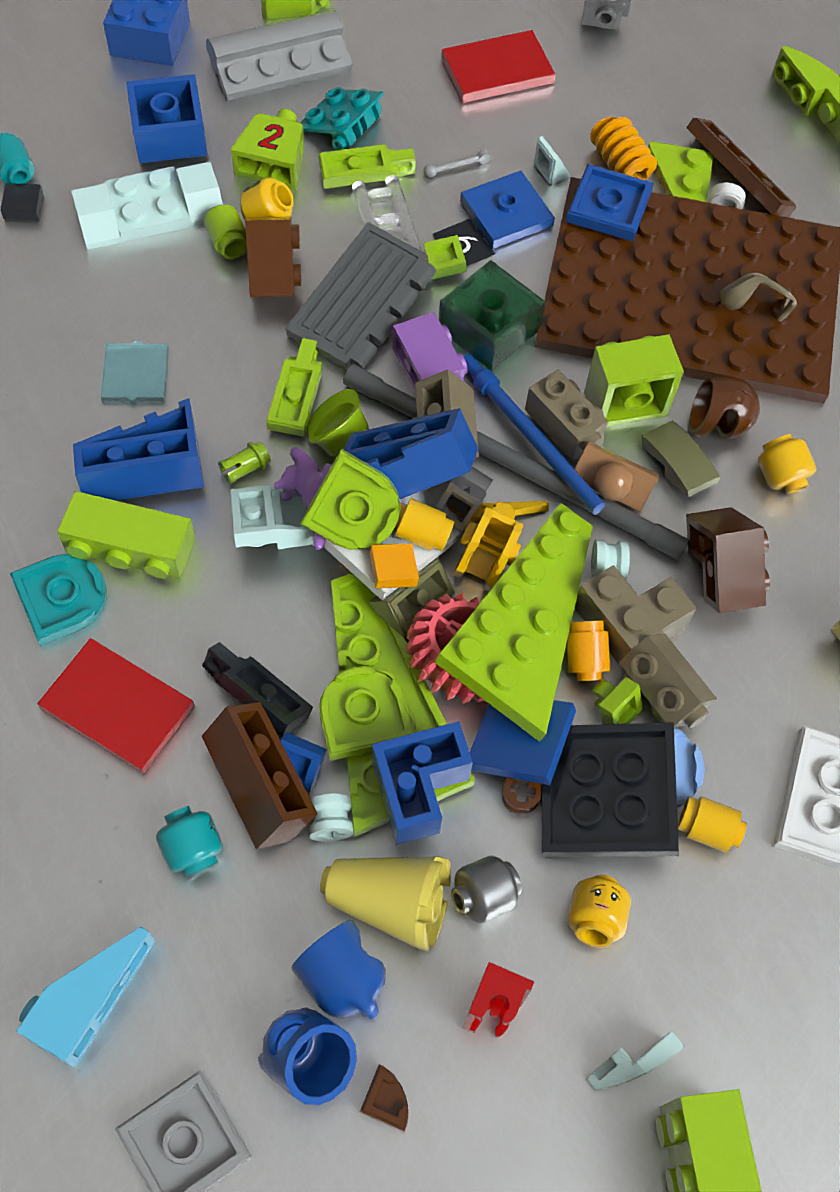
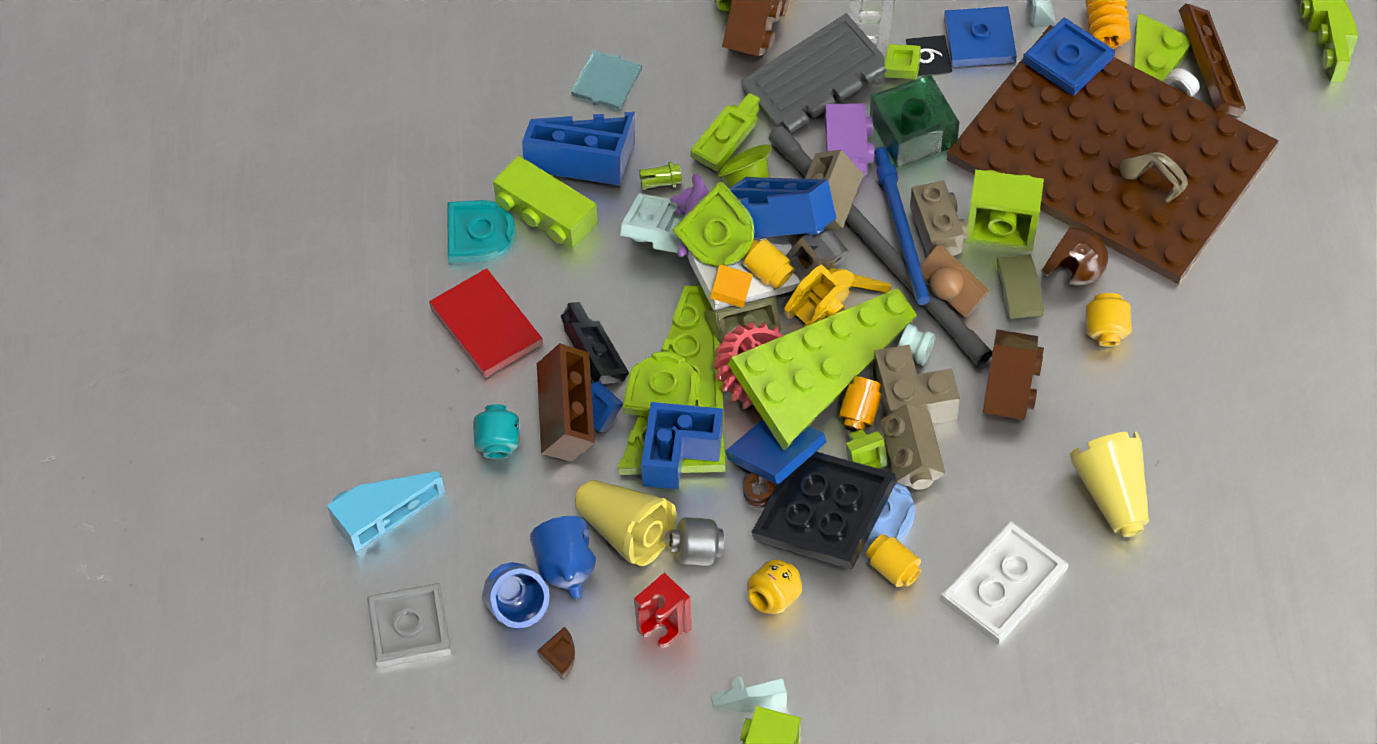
camera: 30 degrees right, 5 degrees down
(332, 818) = (605, 453): light aqua wheel -> none

